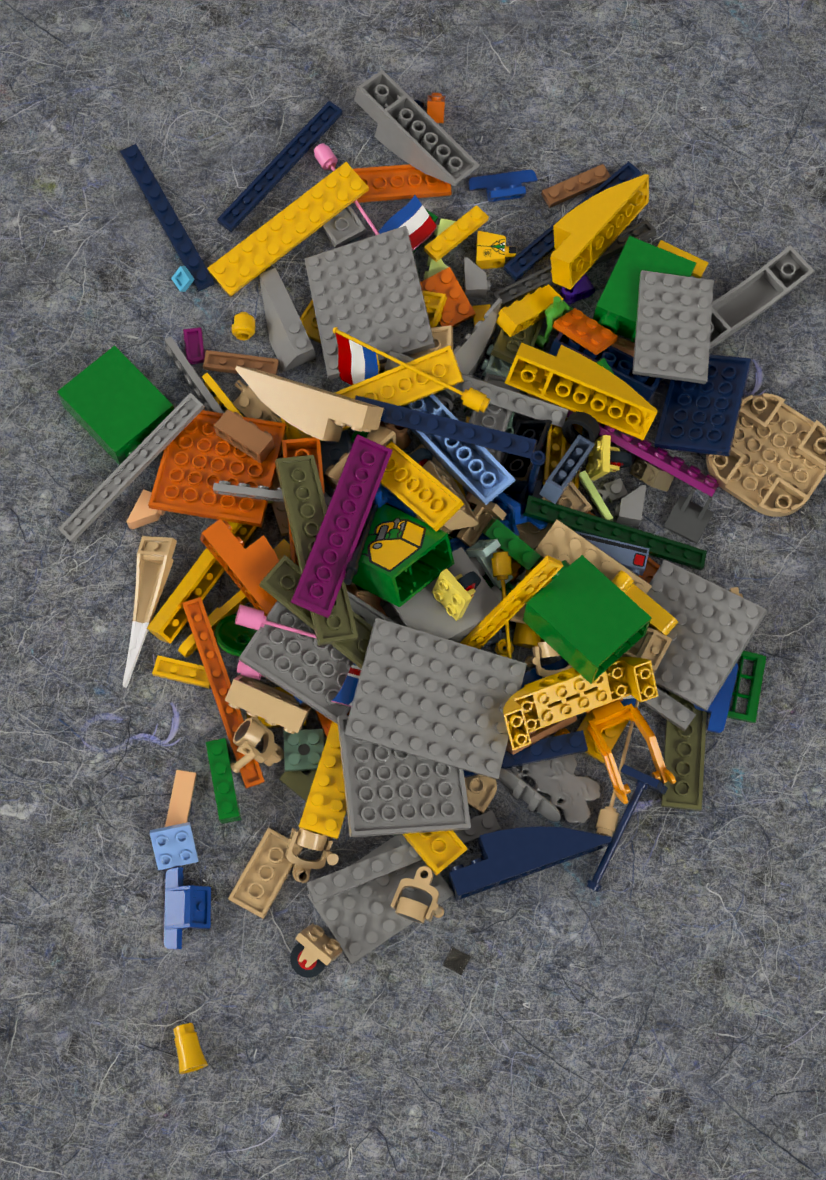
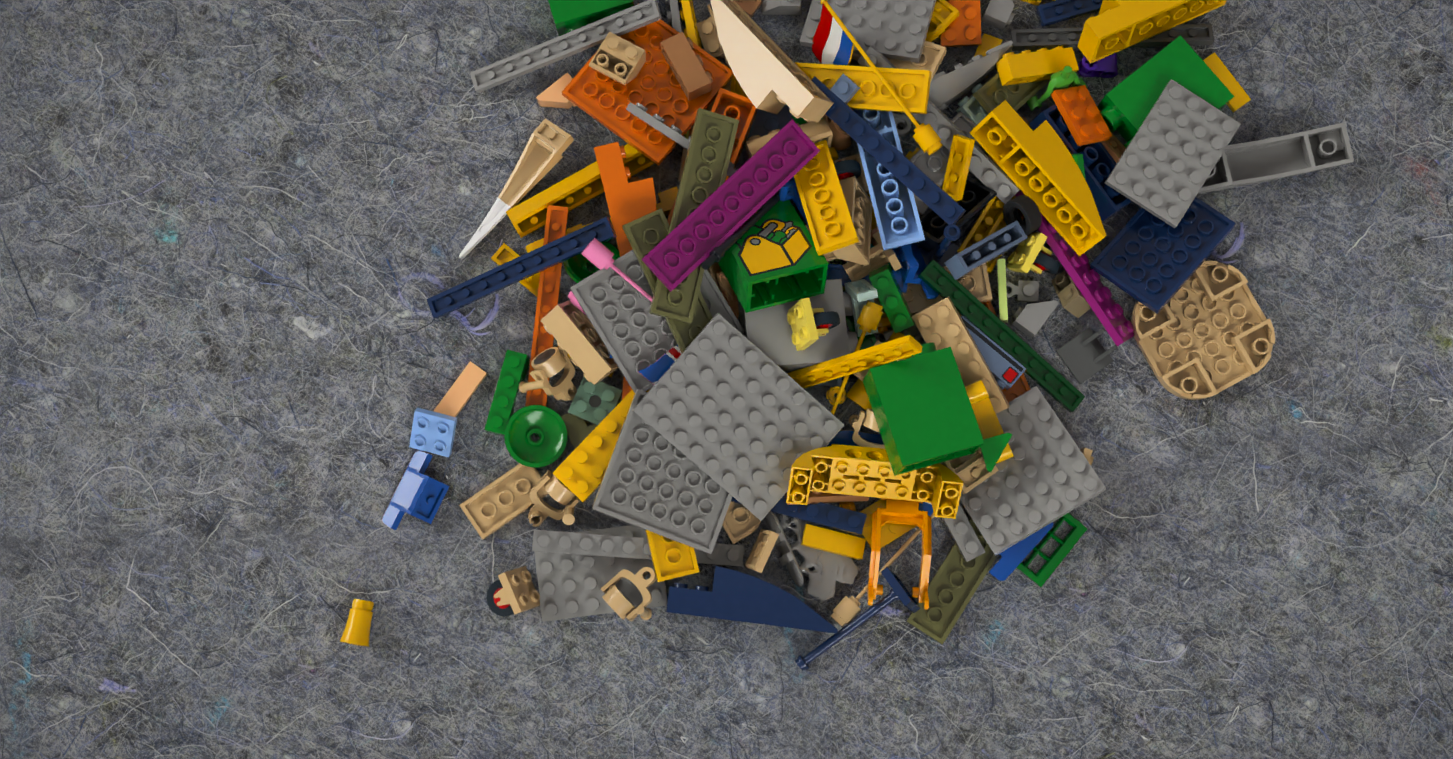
camera: 30 degrees right, 10 degrees up
(183, 668) = (520, 268): none -> dark blue plate
(184, 454) = (618, 59): none -> tan slope
(268, 791) = (539, 421): none -> green dish
(386, 392) = (845, 88): none -> sand blue plate
(456, 960) = (639, 667): clear smoke tile -> none
(509, 410) = (958, 166): none -> yellow plate
(510, 805) = (761, 550): none -> tan tile
(566, 769) = (833, 541): none -> yellow tile
(660, 622) = (993, 449): none -> green slope

